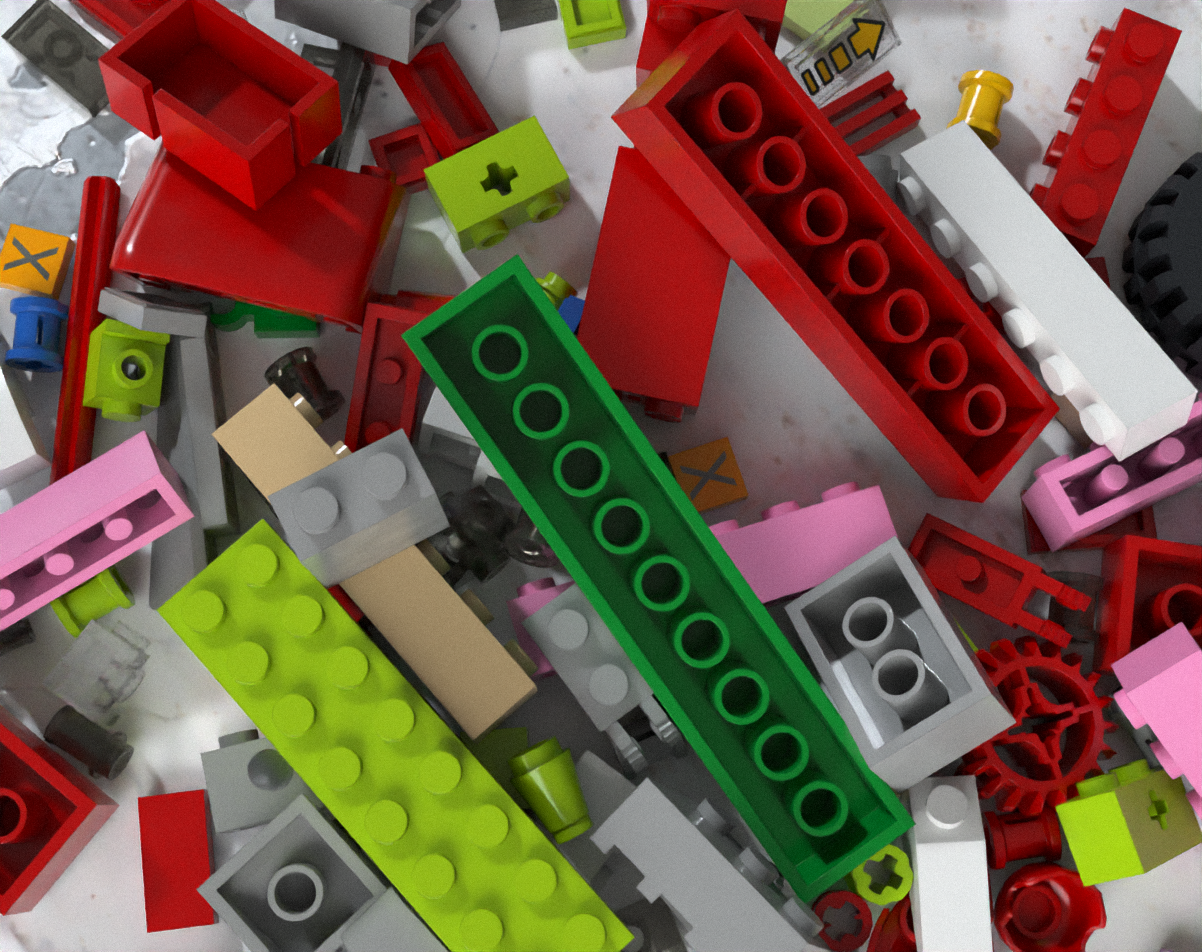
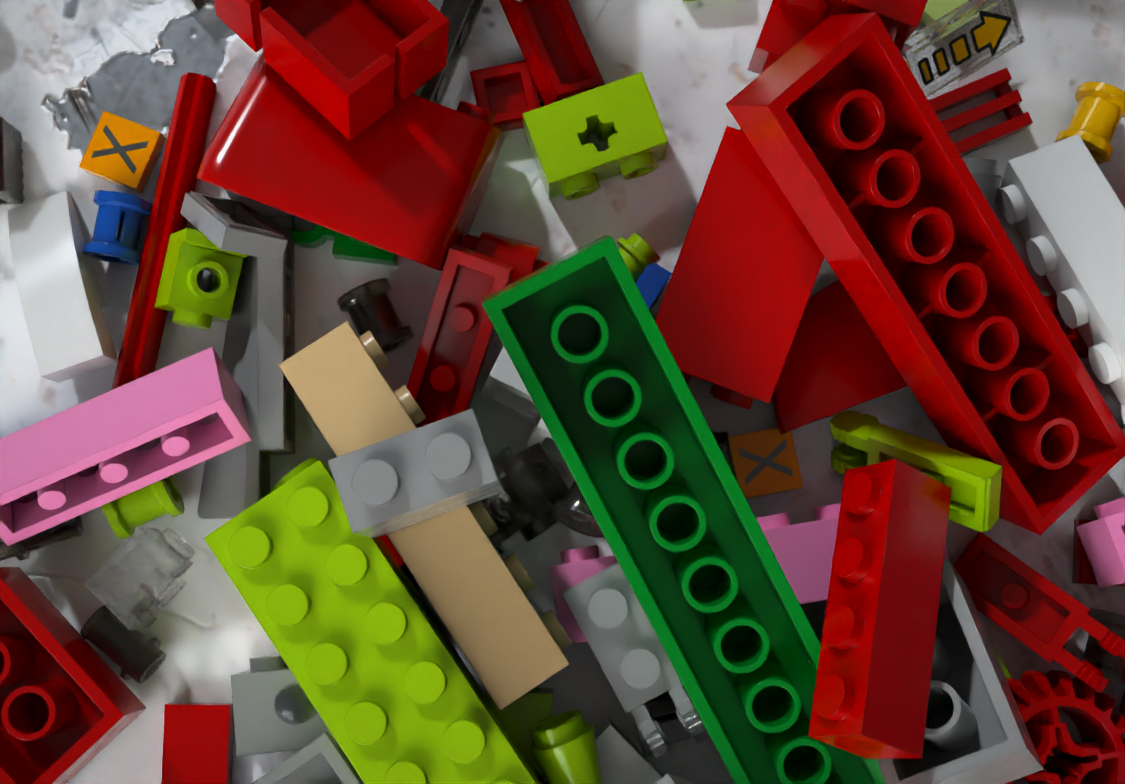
camera: 10 degrees right, 5 degrees up
(758, 370) = (831, 363): none -> red brick
(834, 591) = (881, 612): none -> red brick
(855, 458) = (972, 479): none -> lime hinge

